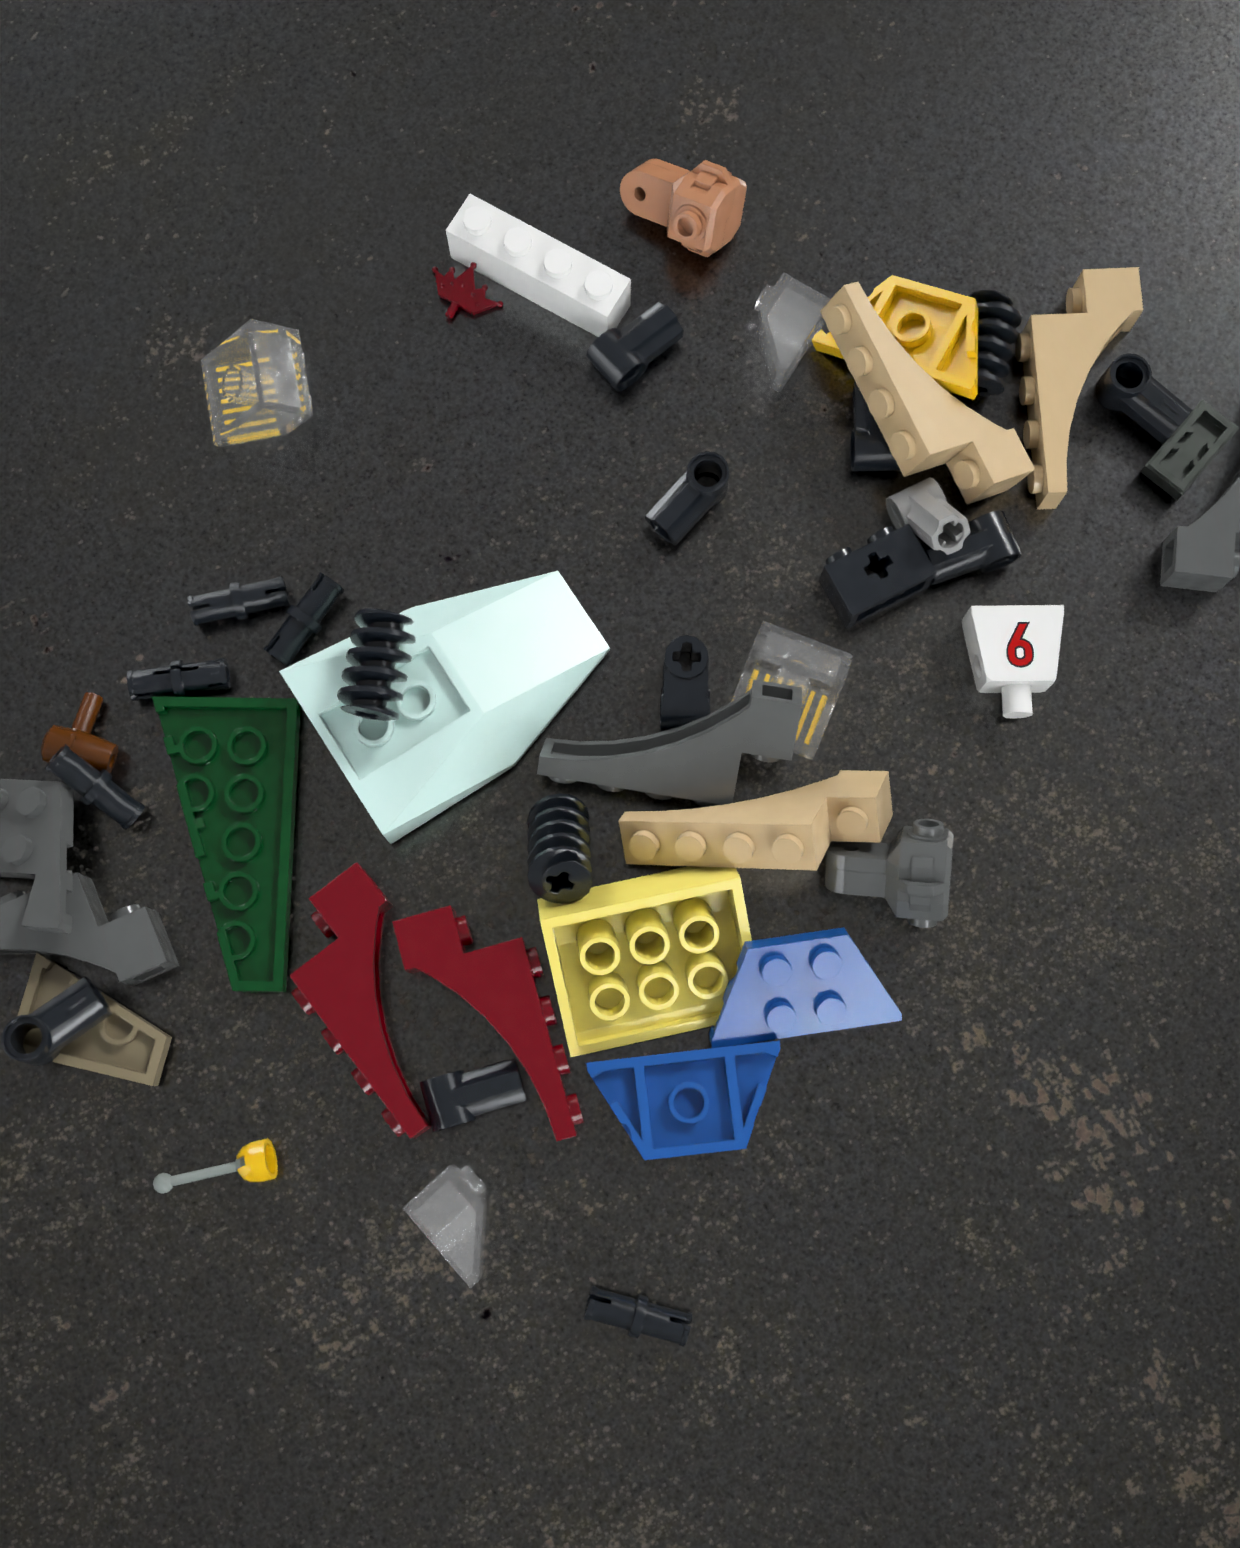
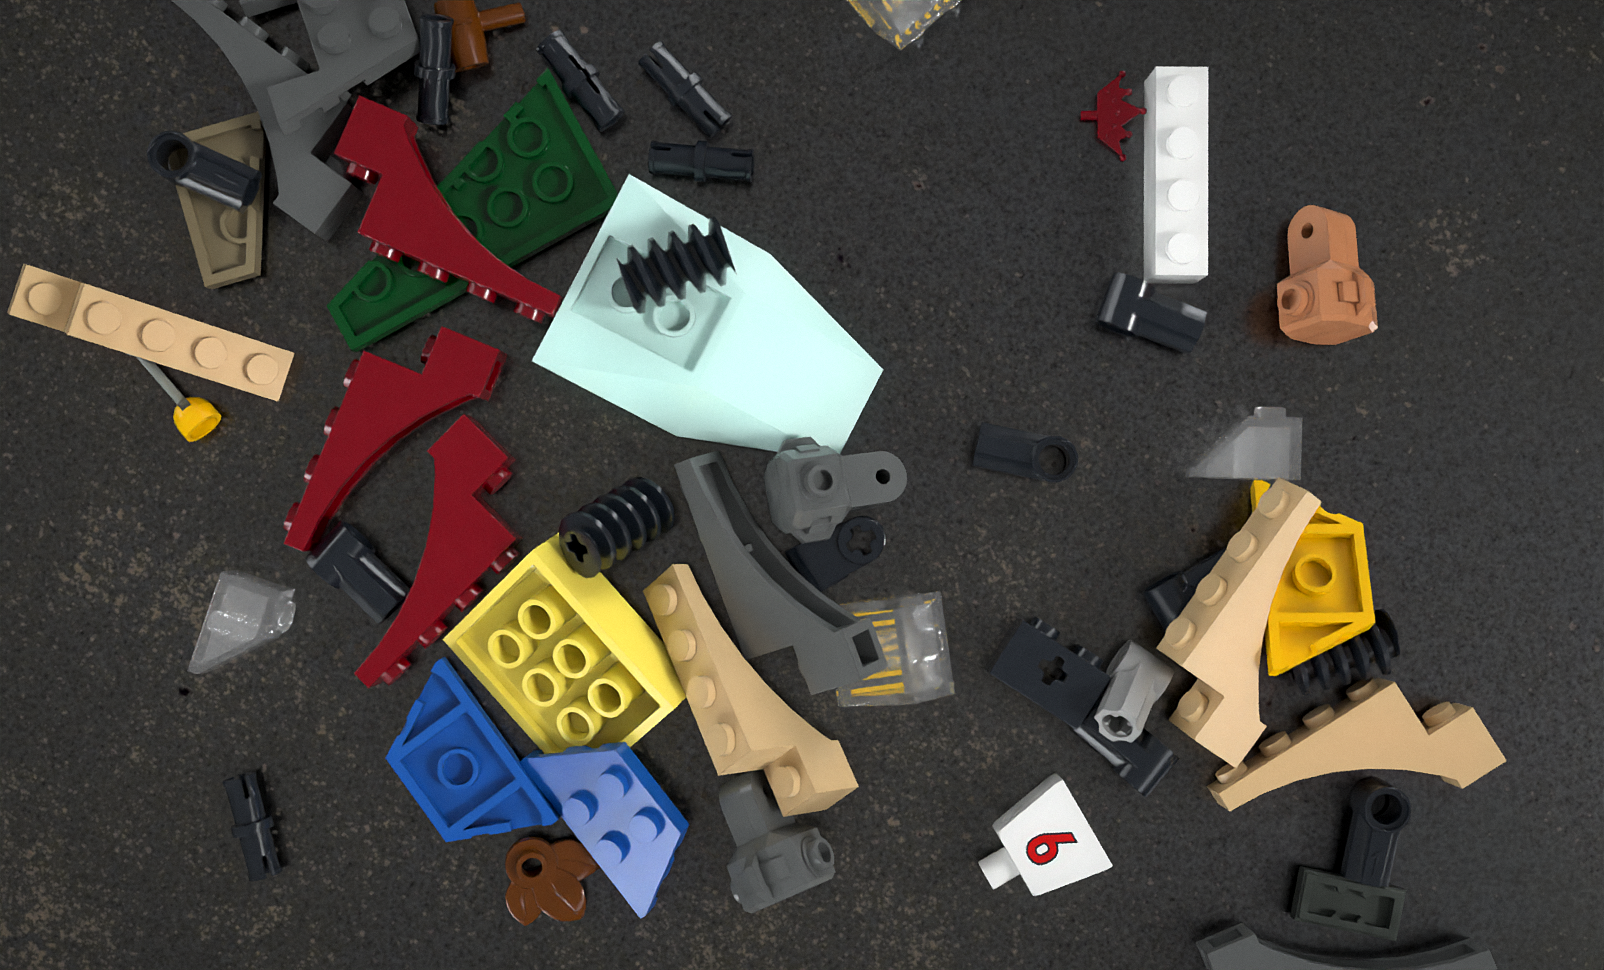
camera: 55 degrees right, 10 degrees up
(154, 1157) = (150, 332): none -> tan arch
(213, 866) = (416, 221): none -> dark red arch
(623, 667) = (816, 487): none -> dark grey piece
(833, 1079) = (553, 885): none -> reddish brown plate

